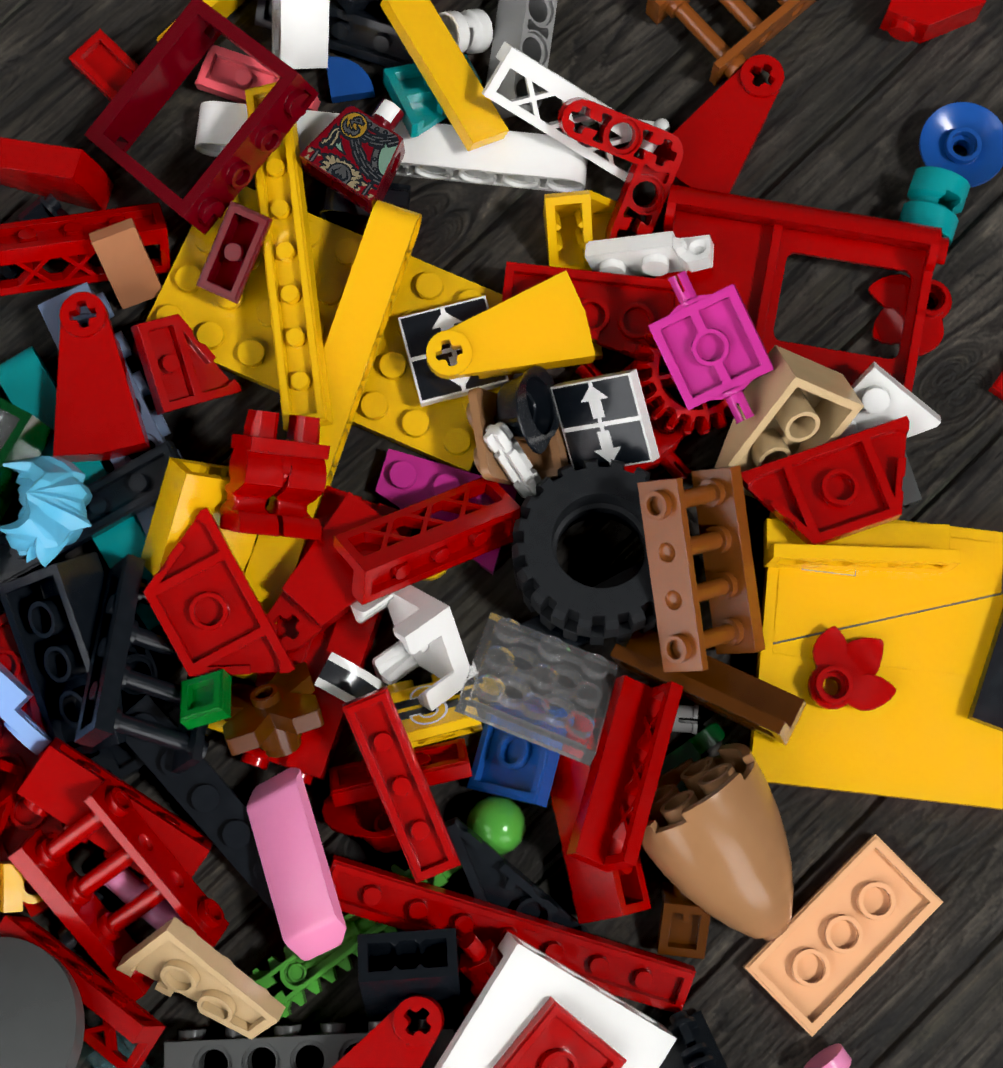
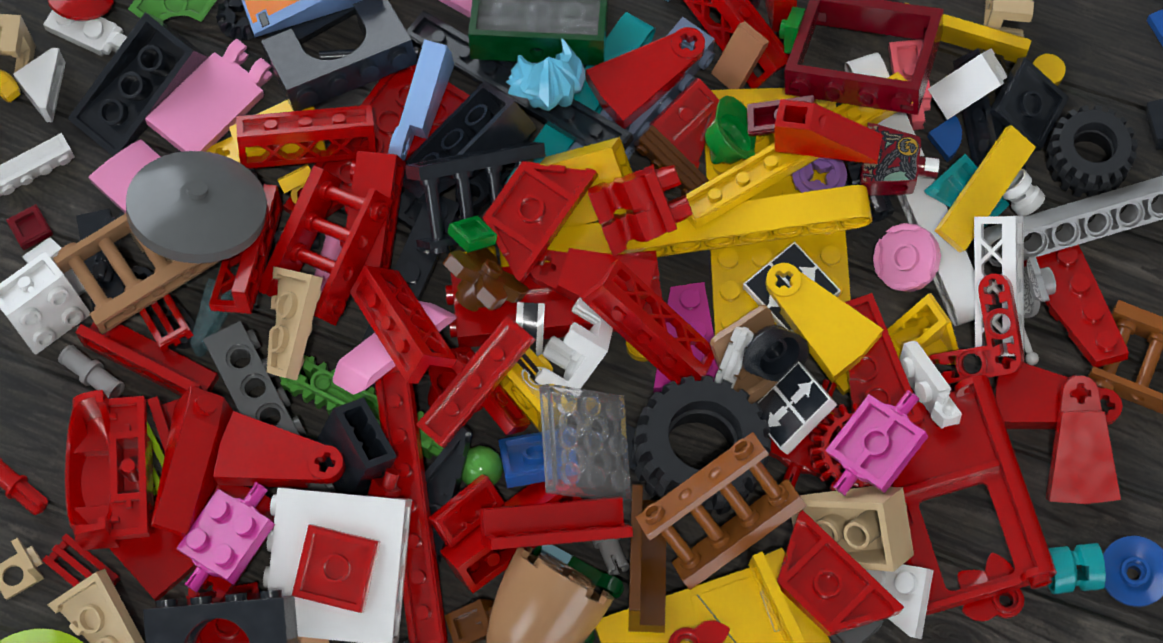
camera: 65 degrees right, 10 degrees down
(124, 185) = (790, 27): none -> green plate
(219, 412) = (664, 153): none -> reddish brown piece
(222, 325) = (728, 133): none -> green piece
(274, 851) = (397, 323): none -> red fence
(293, 212) = (819, 132): none -> red slope
(343, 234) = (835, 178): none -> medium lavender gear
(477, 200) = (907, 257): none -> bright pink tile
(548, 869) = (462, 512): none -> red plate
(590, 71) = (1037, 286): none -> light grey animal
(621, 41) = (1082, 307): none -> red wing
(803, 126) = (1082, 451): none -> red piece

